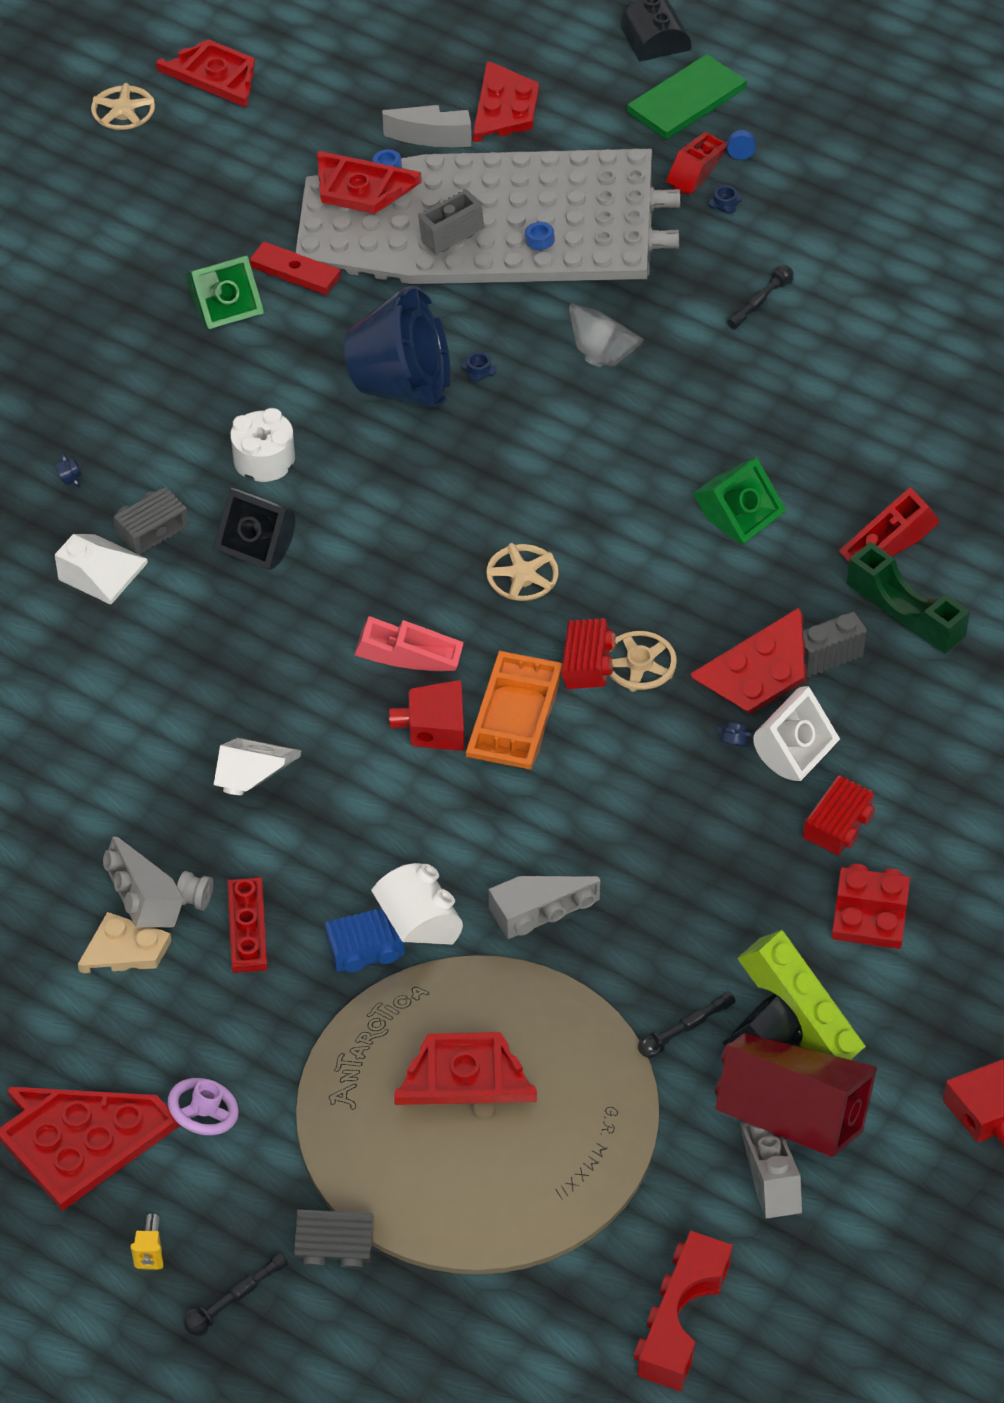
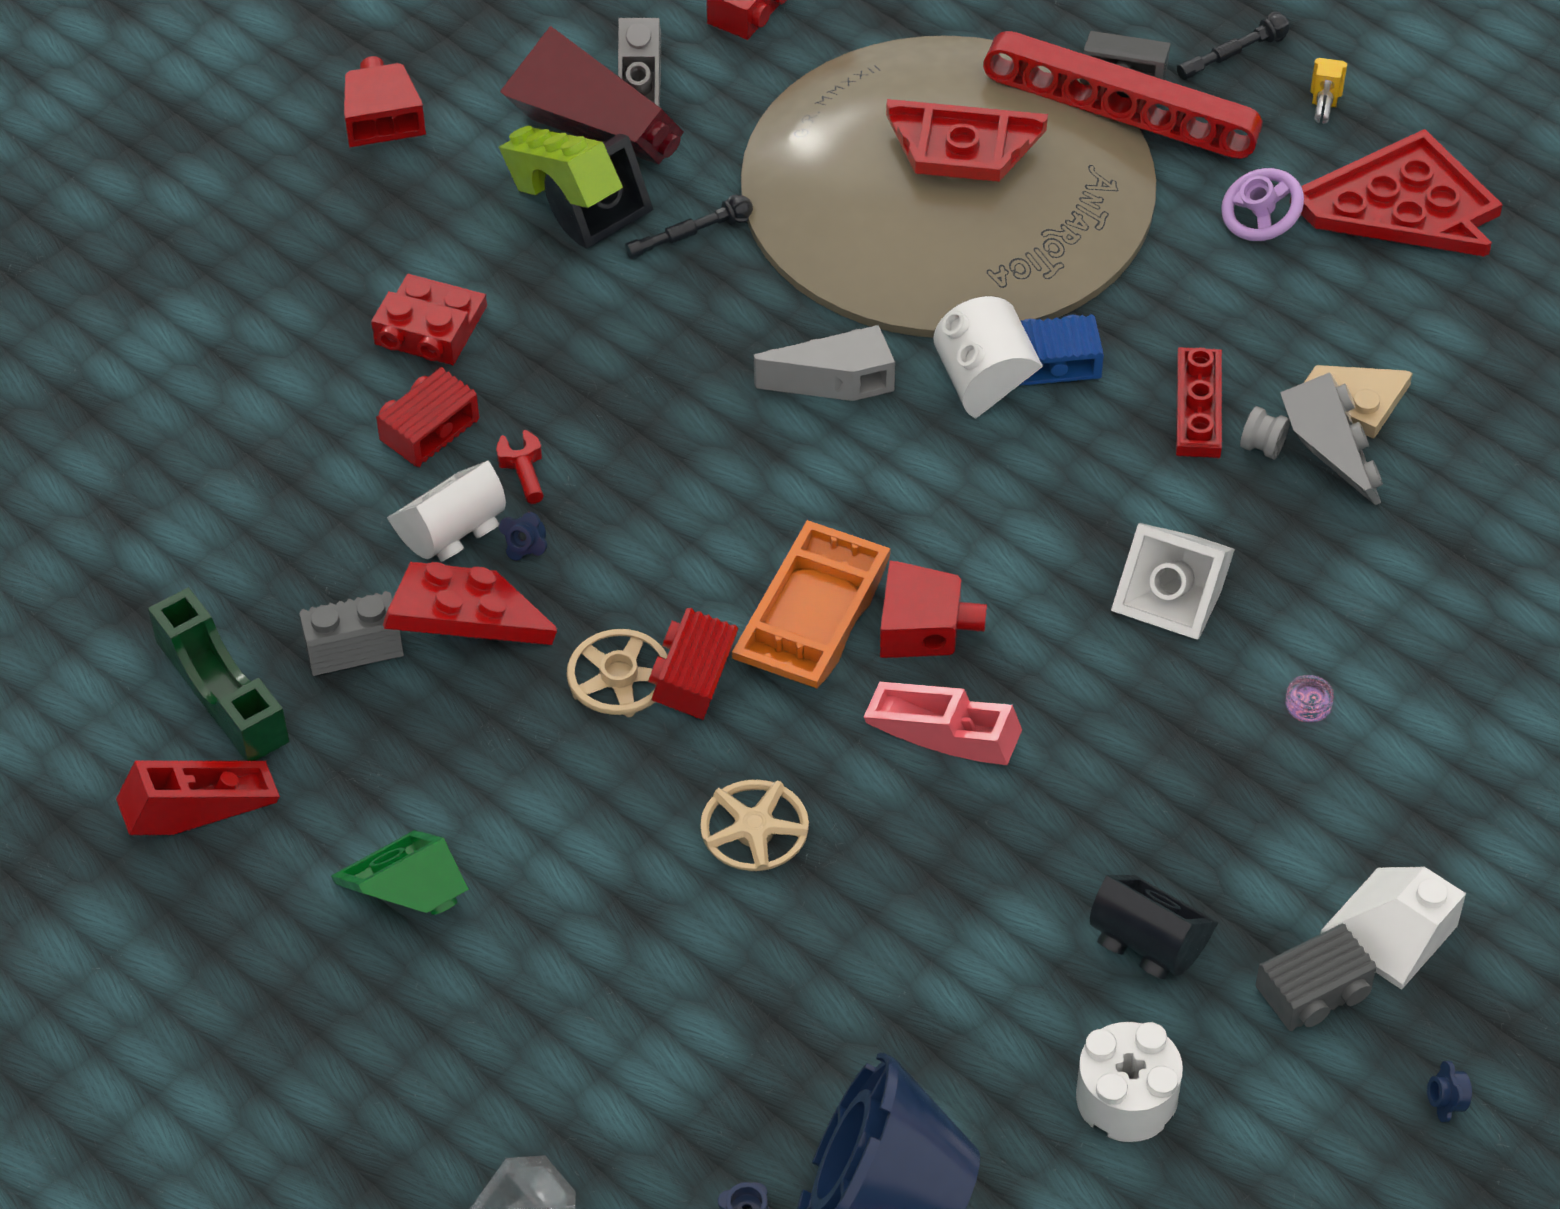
camera: 170 degrees left, 0 degrees up
(156, 705) = (1309, 698): none -> clear pink tile
(334, 1183) = (1142, 89): none -> red beam
(756, 801) = (523, 461): none -> red bar

